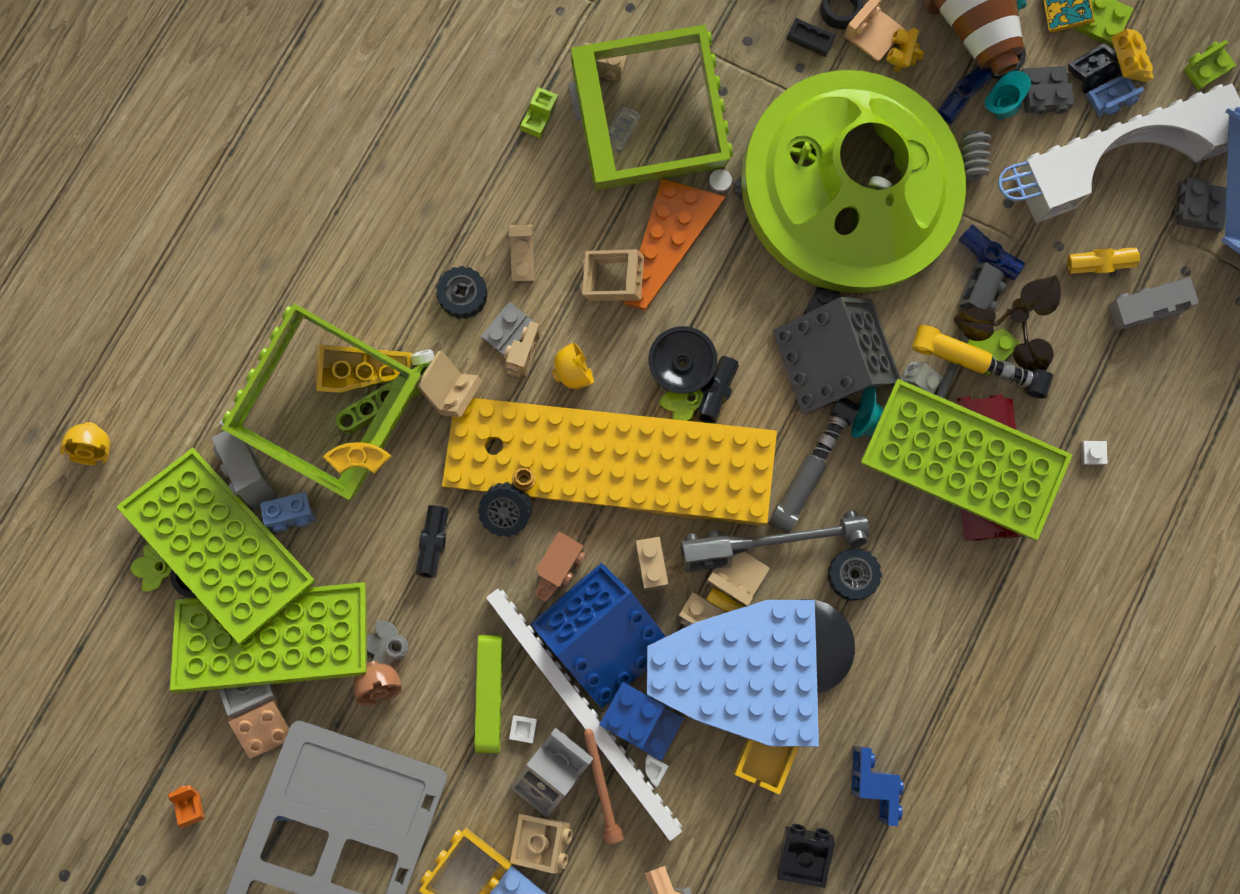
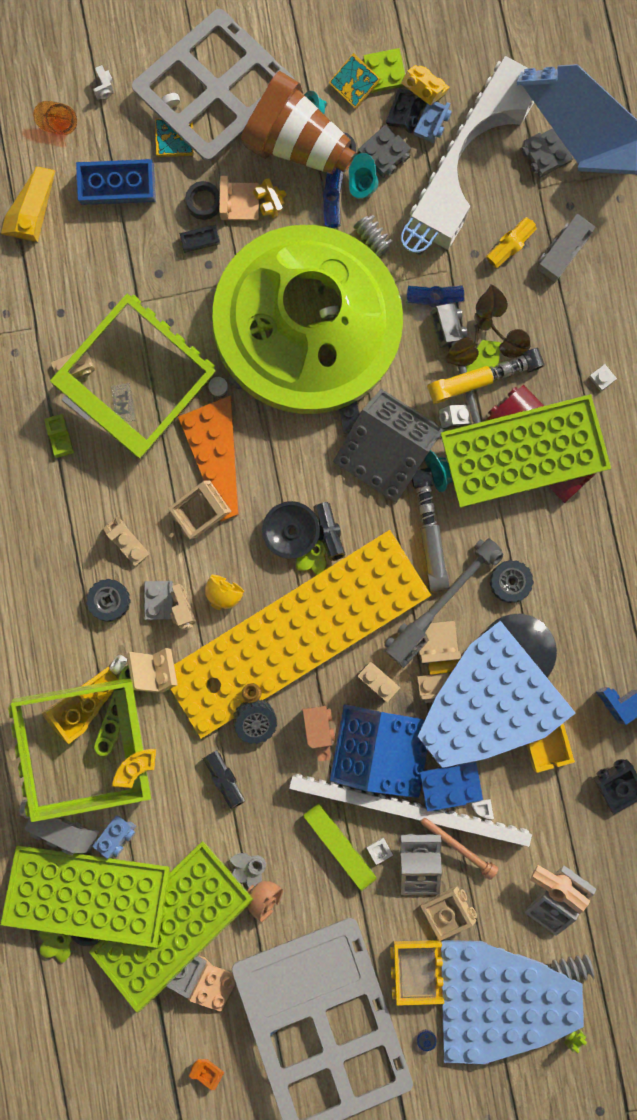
camera: 30 degrees left, 5 degrees up
(1210, 65) = (480, 48): lime bracket -> none

